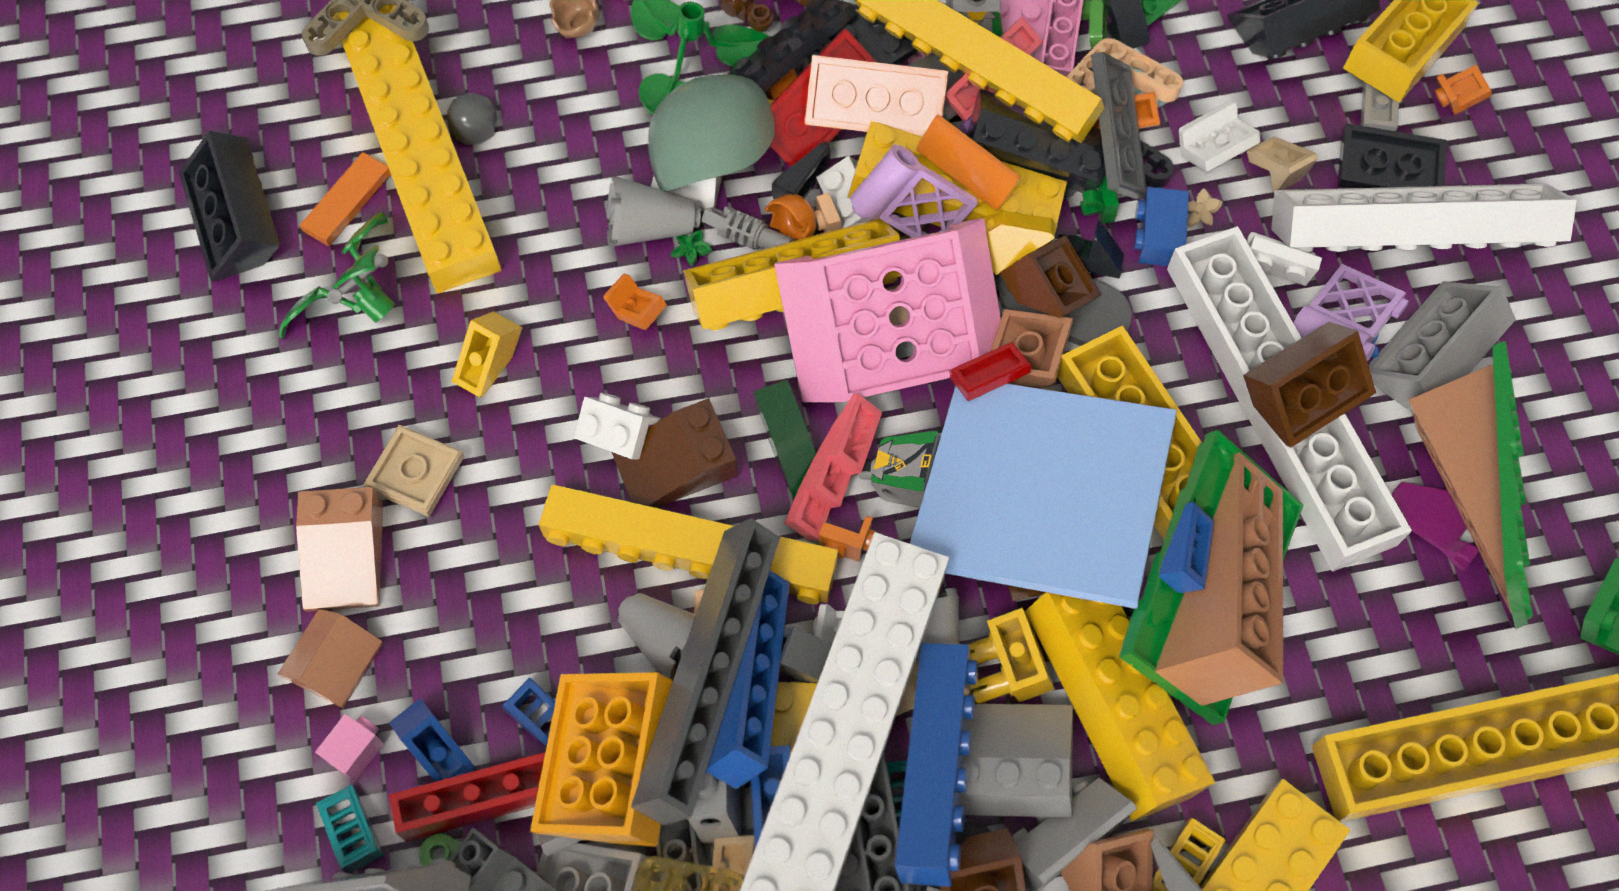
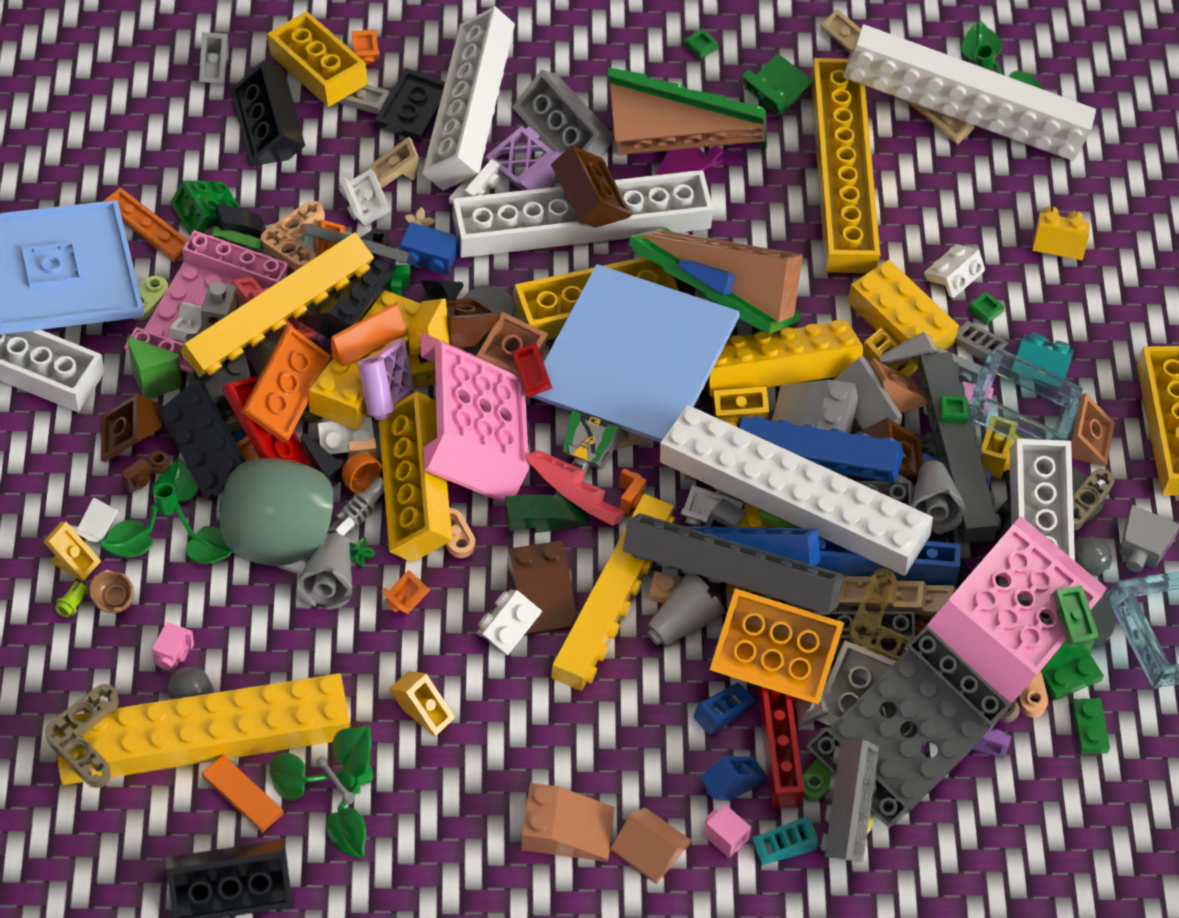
camera: 85 degrees left, 10 degrees down
(414, 470) = (510, 767): tan plate -> none
(517, 85) = (172, 646): none -> bright pink brick
(734, 342) = (460, 536): none -> light nougat plate

